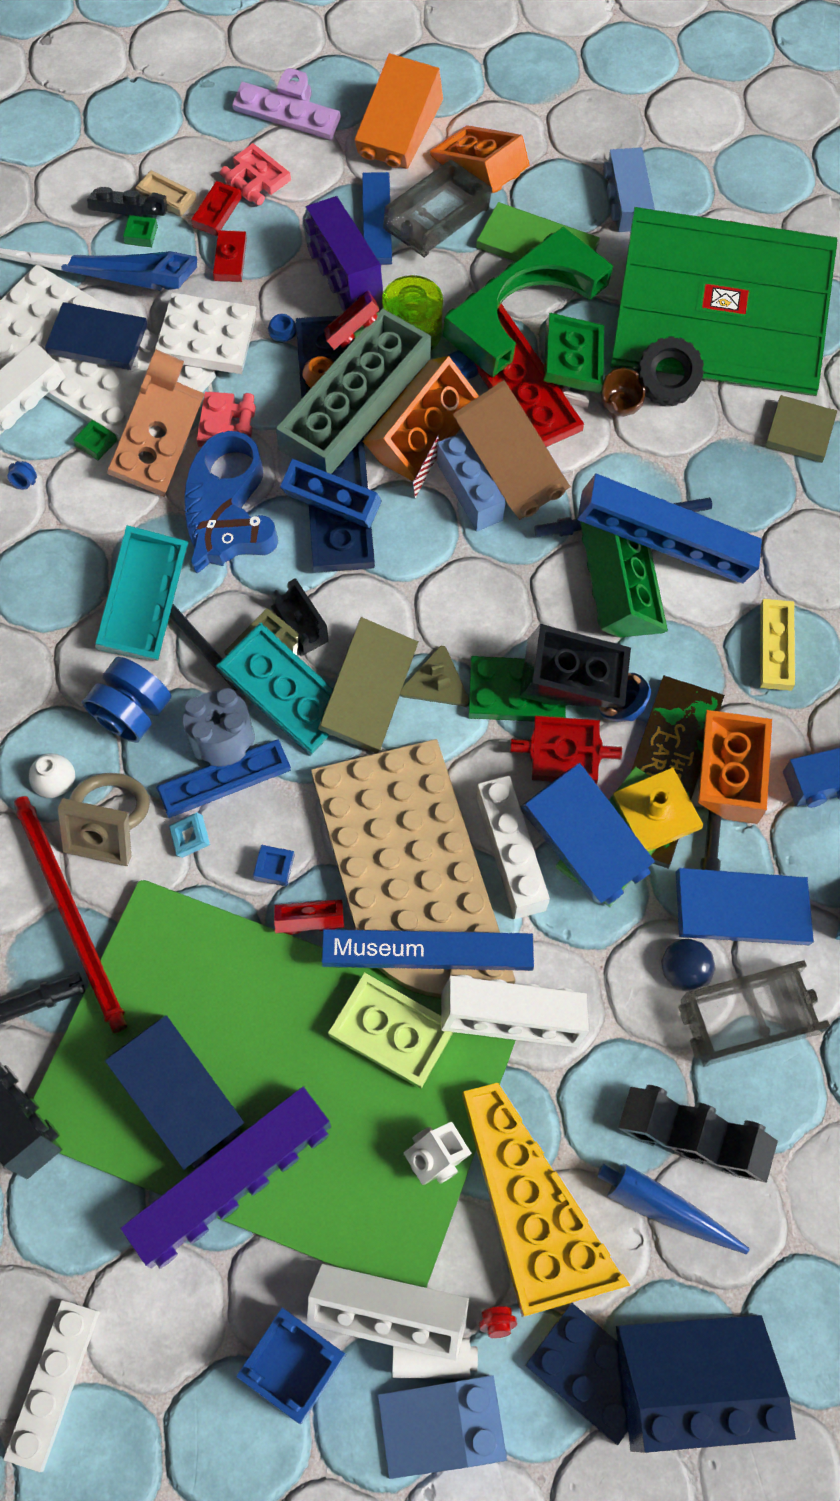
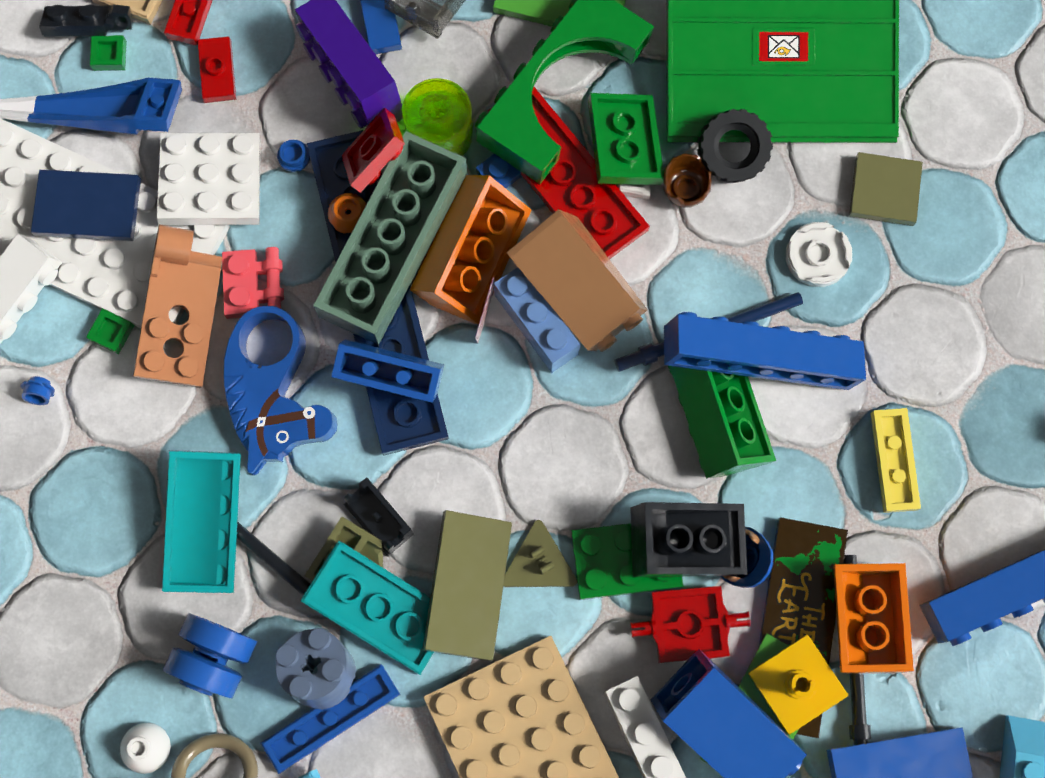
camera: 10 degrees left, 10 degrees up
(732, 472) = (818, 254): none -> white tile

